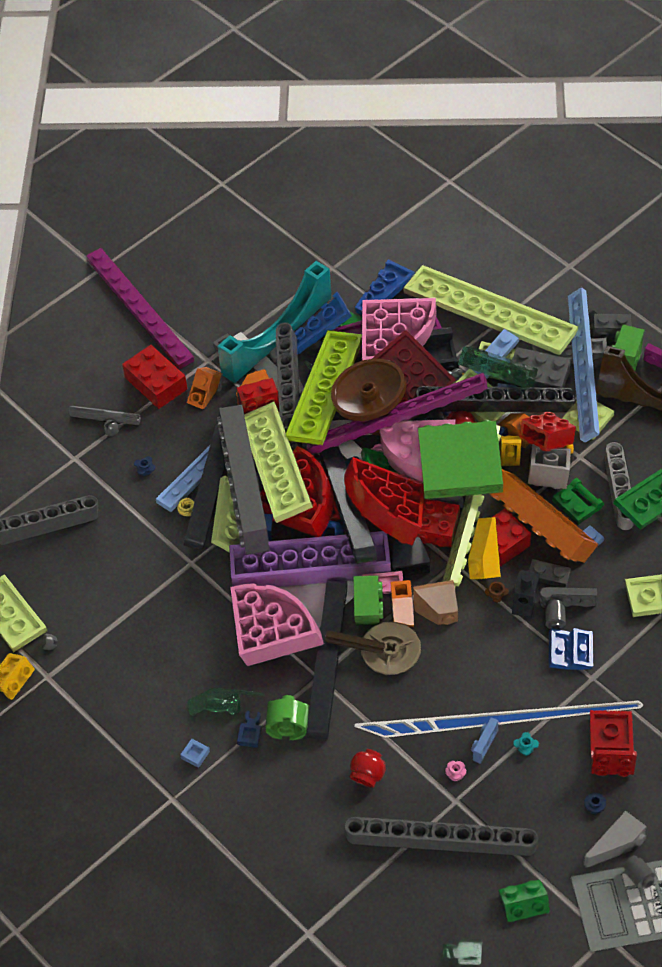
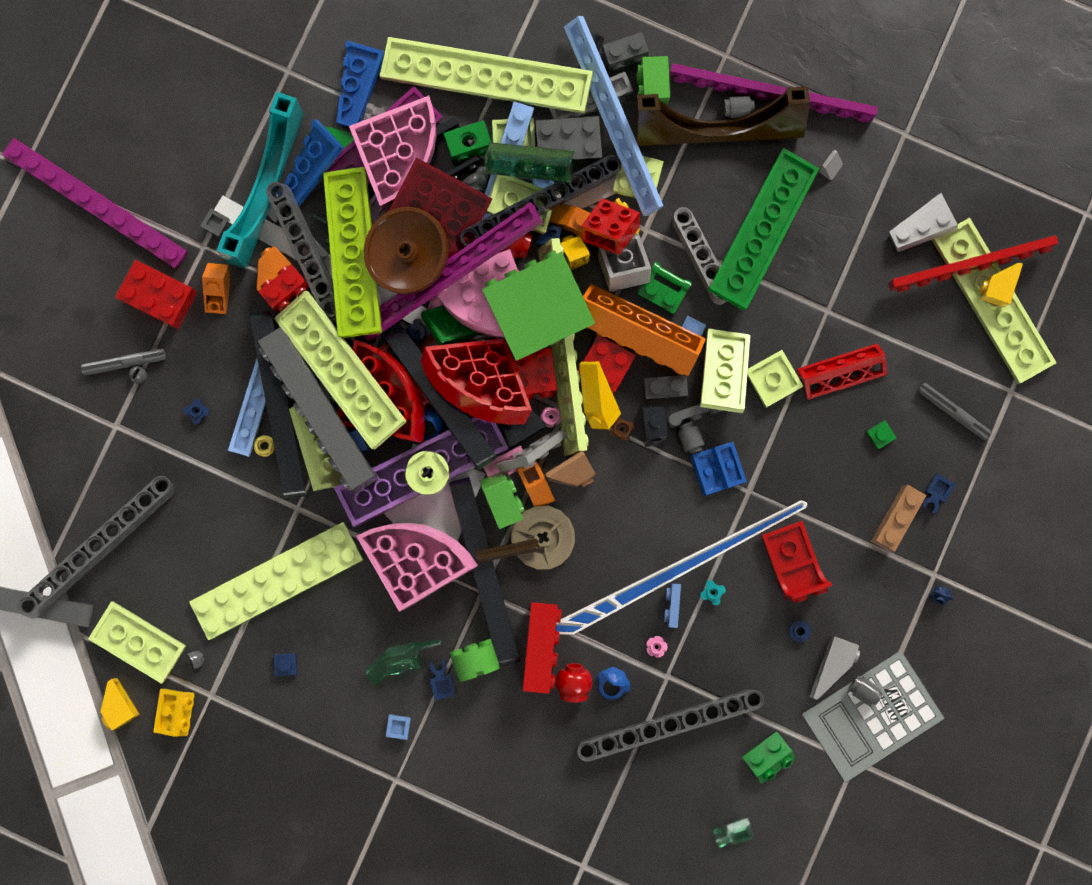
camera: 30 degrees left, 30 degrees up
(122, 673) = (285, 664): none -> dark blue plate
(146, 608) = (276, 581): none -> yellowish green plate
(312, 566) = (415, 470): none -> yellowish green plate
(350, 727) = (540, 648): none -> red brick
(412, 789) = (615, 677): none -> blue piece
(415, 573) = (536, 451): none -> light grey wing
(438, 558) = (550, 422): none -> bright pink plate
(451, 344) = (455, 139): none -> green brick
(605, 570) = (725, 371): none -> yellowish green plate

